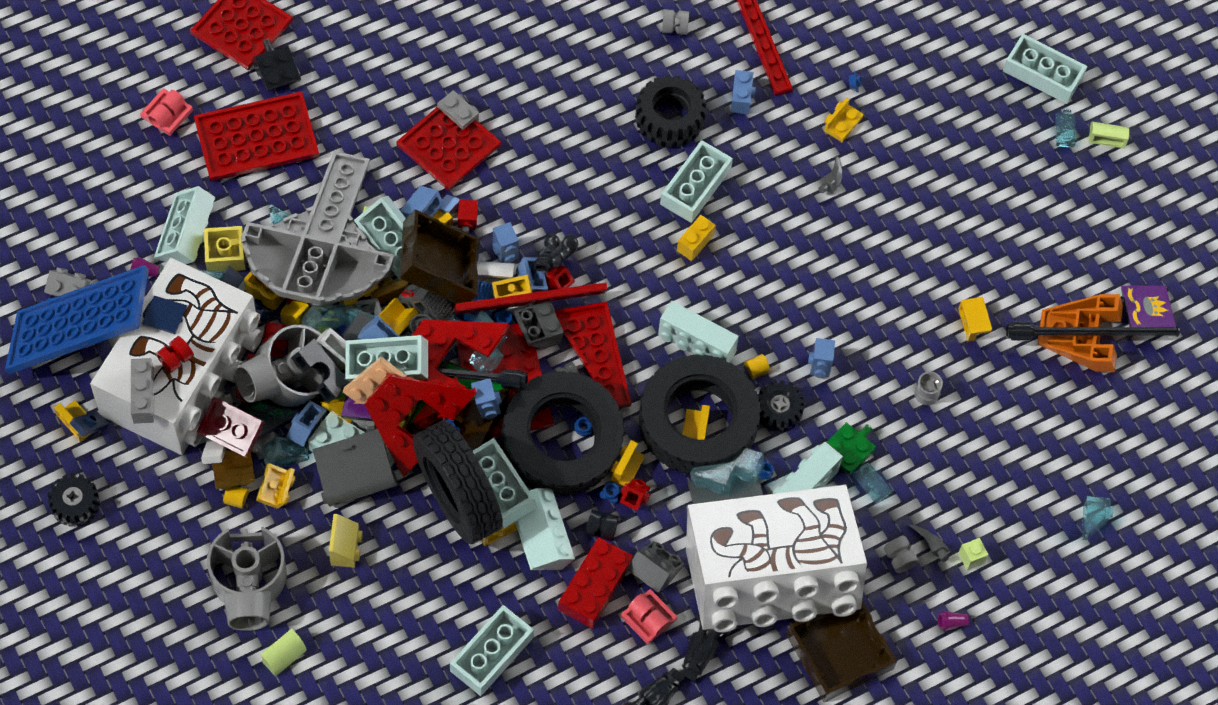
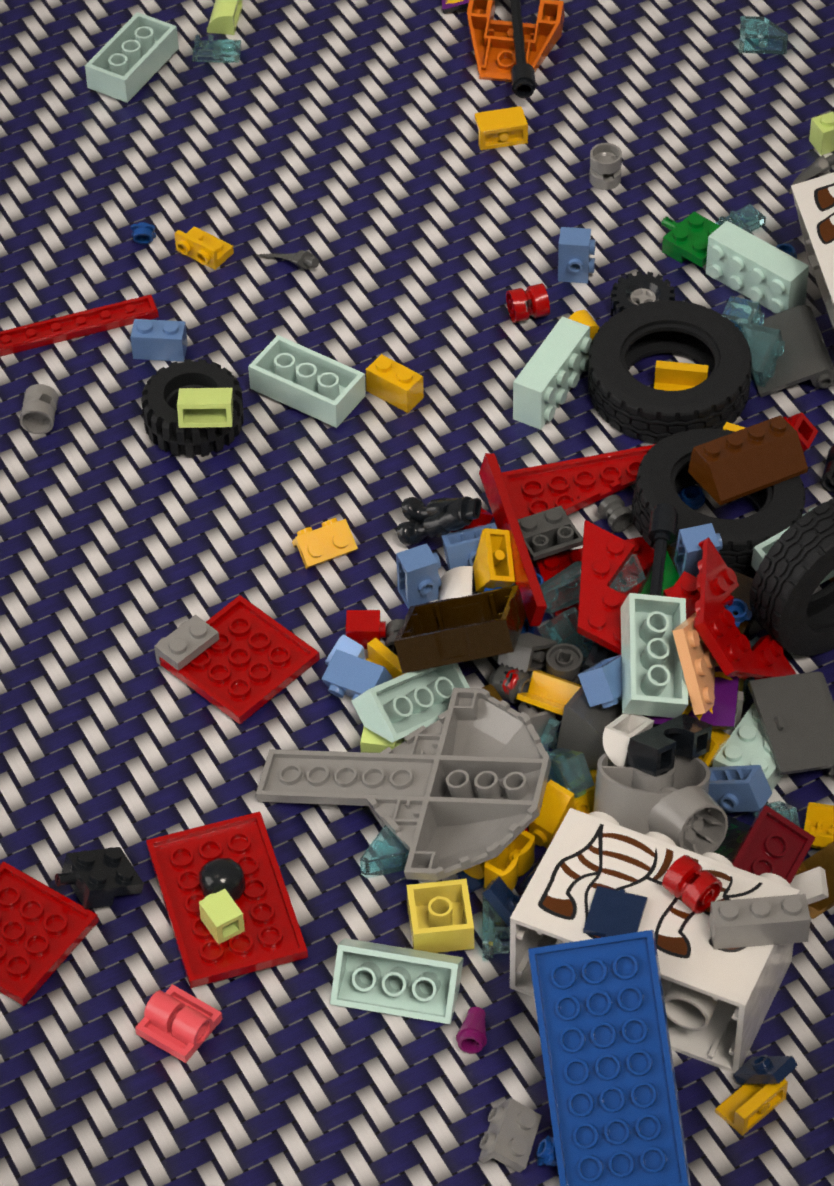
camera: 85 degrees left, 15 degrees down
(232, 127) = (221, 916): none -> yellowish green brick
(262, 129) = (220, 875): none -> black hair
(548, 193) = (325, 543): none -> yellow bracket
(579, 444) = (748, 460): none -> reddish brown slope
(649, 107) = (205, 407): none -> yellowish green brick
(777, 326) = (536, 300): none -> red wheel

